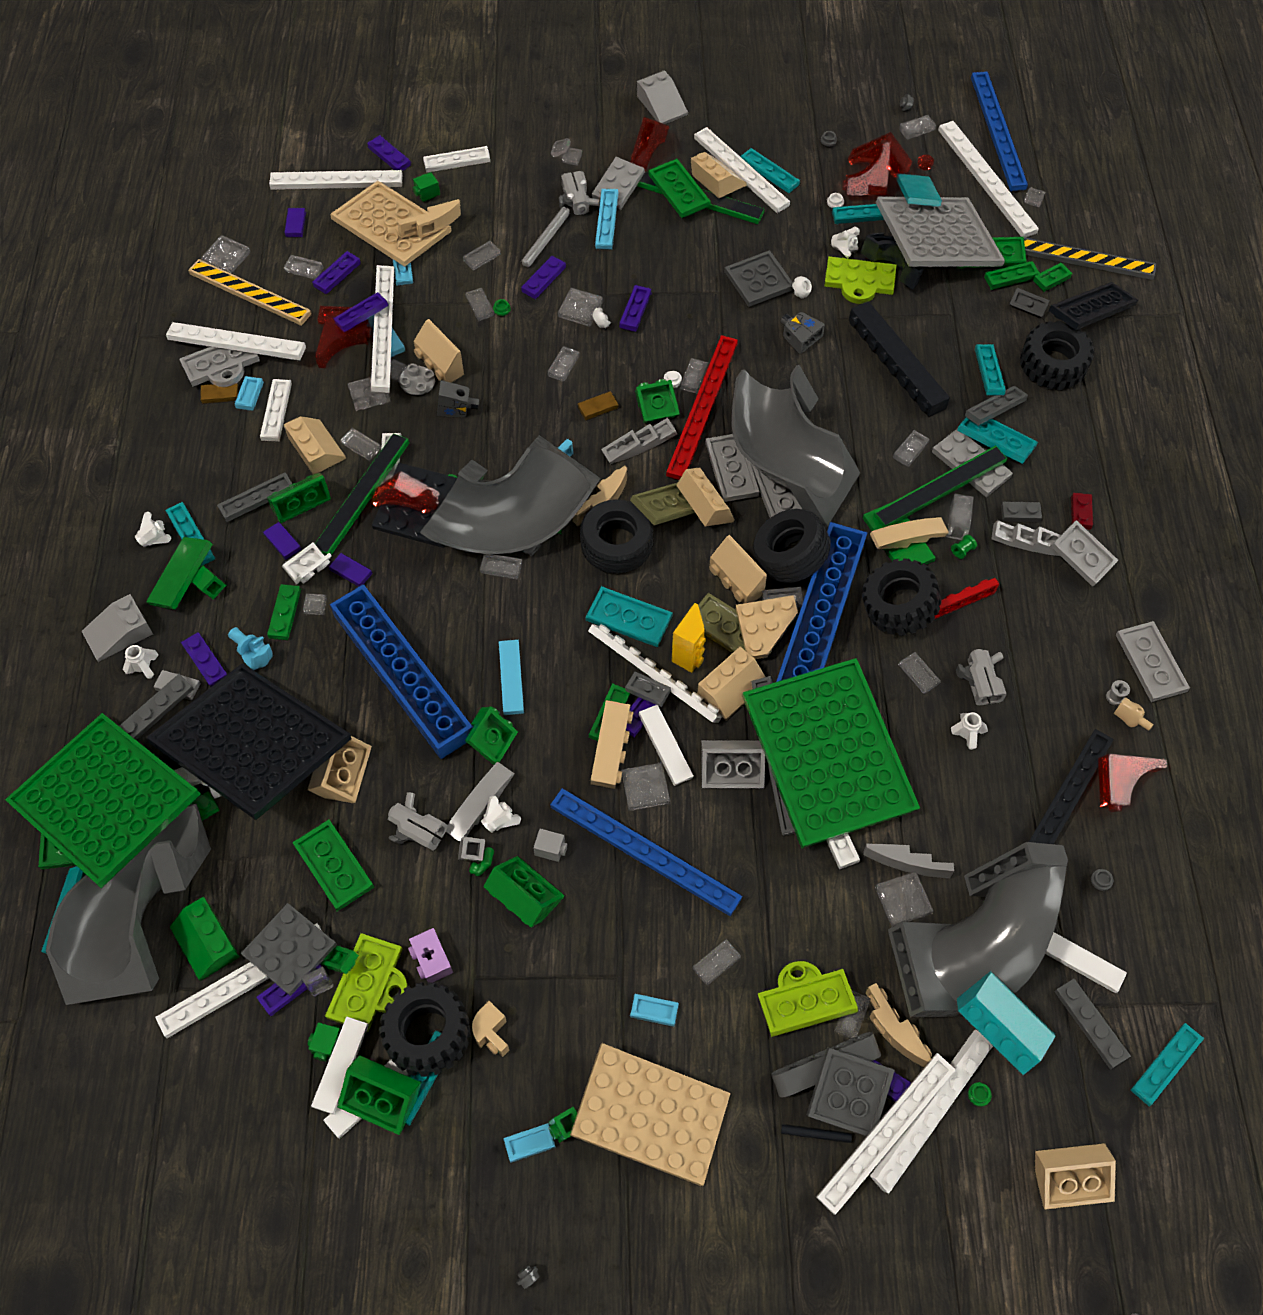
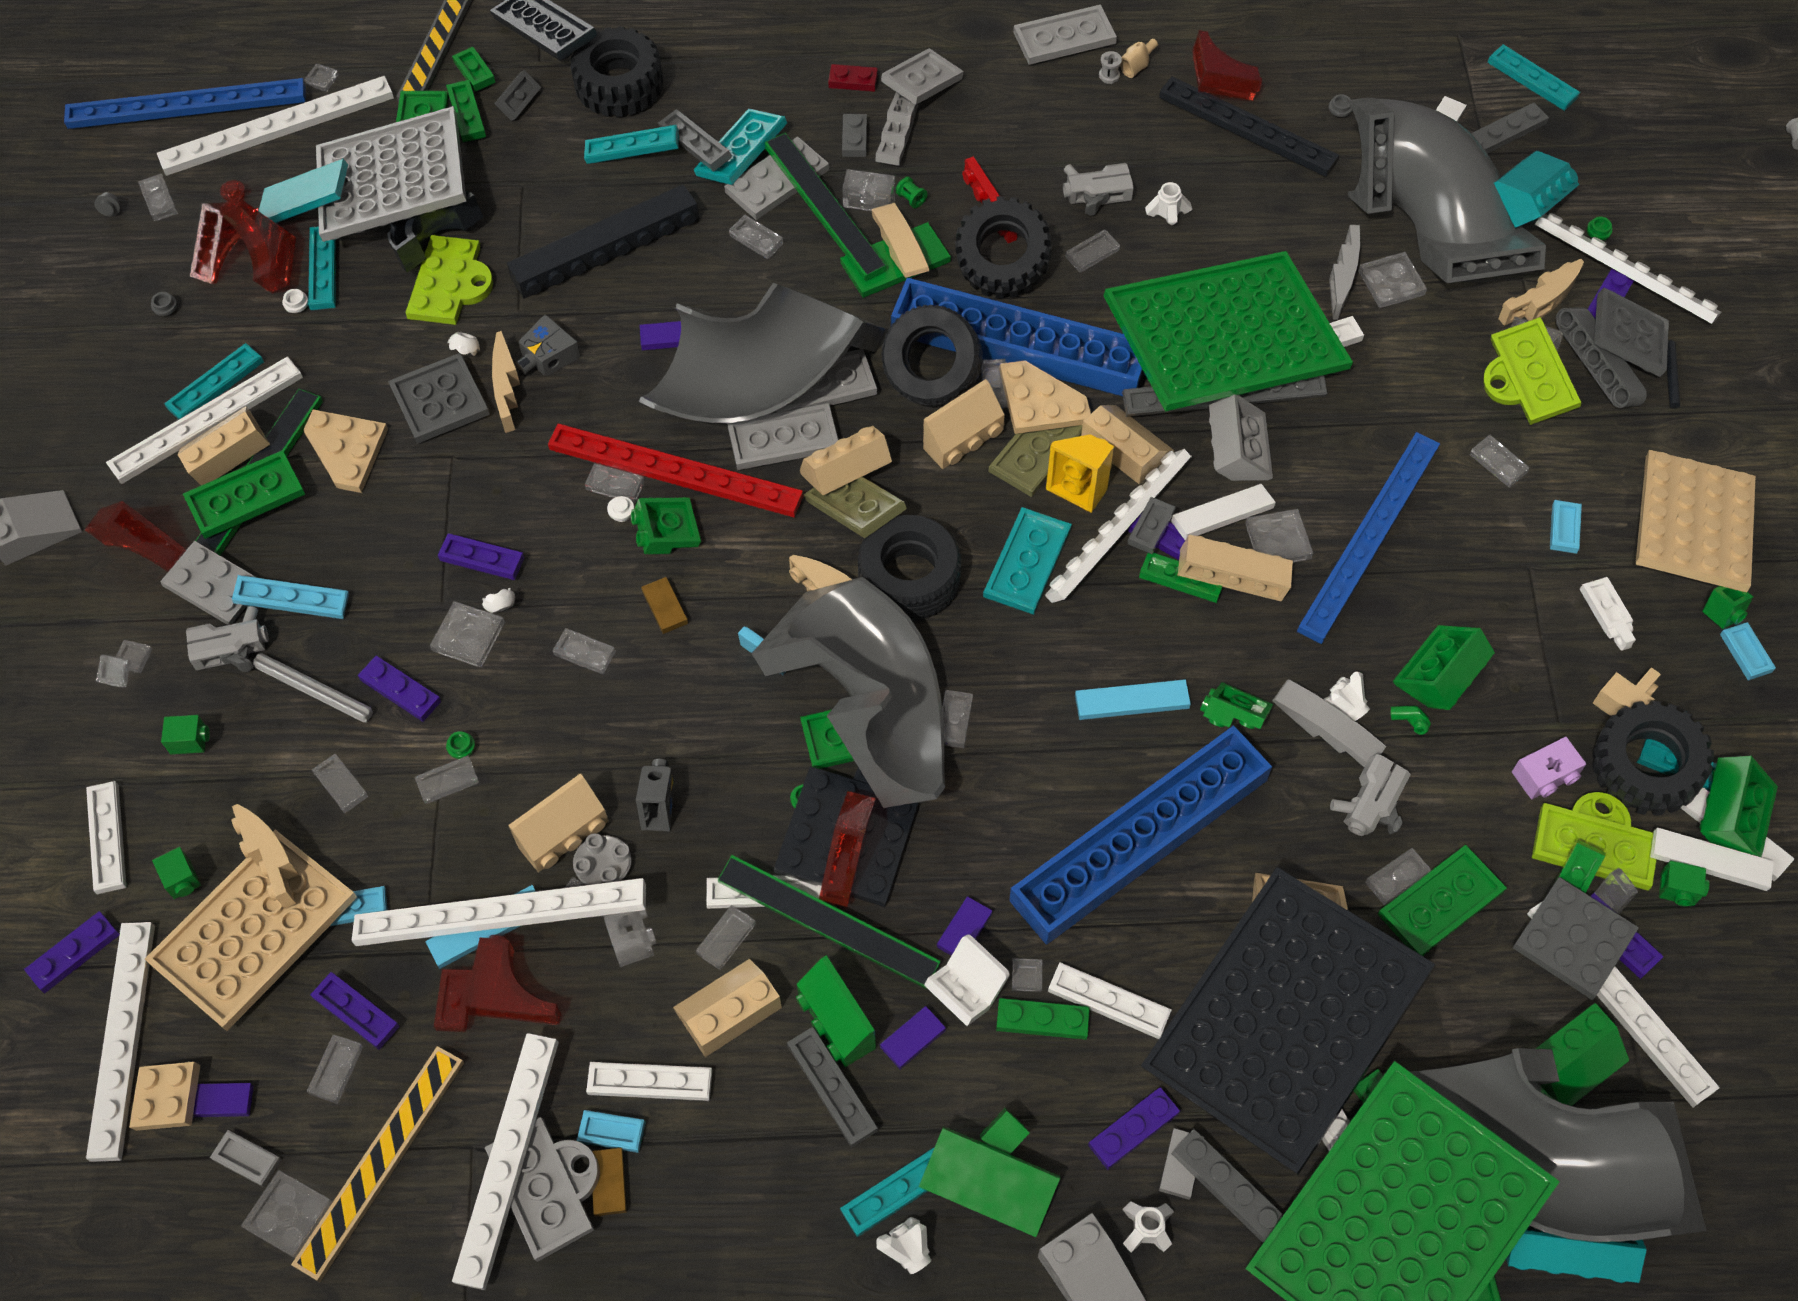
camera: 90 degrees left, 0 degrees up
(251, 648) = (1118, 1050): medium azure piece -> none
(261, 236) = (245, 1158): none -> light grey tile
(291, 650) = (1109, 1000): none -> white tile
(299, 198) = (165, 1096): none -> tan plate
(355, 837) = (1397, 876): none -> clear plate
(361, 312) = (473, 941): dark purple plate -> none
(471, 849) = (1402, 725): light grey brick -> none
(513, 180) = (184, 734): none -> green brick
(550, 845) = (1378, 639): light grey brick -> none
(569, 1029) = (1609, 611): none -> white hinge
(639, 442) = (735, 549): light grey slope -> none
(720, 237) = (345, 446): none -> tan plate
(771, 309) = (504, 378): none -> tan slope
(822, 406) = (660, 335): none -> dark purple tile
(846, 241) = (384, 287): white rock -> none
(885, 1134) = (1667, 304): white plate -> none
(1075, 1176) = (1665, 156): tan slope -> none

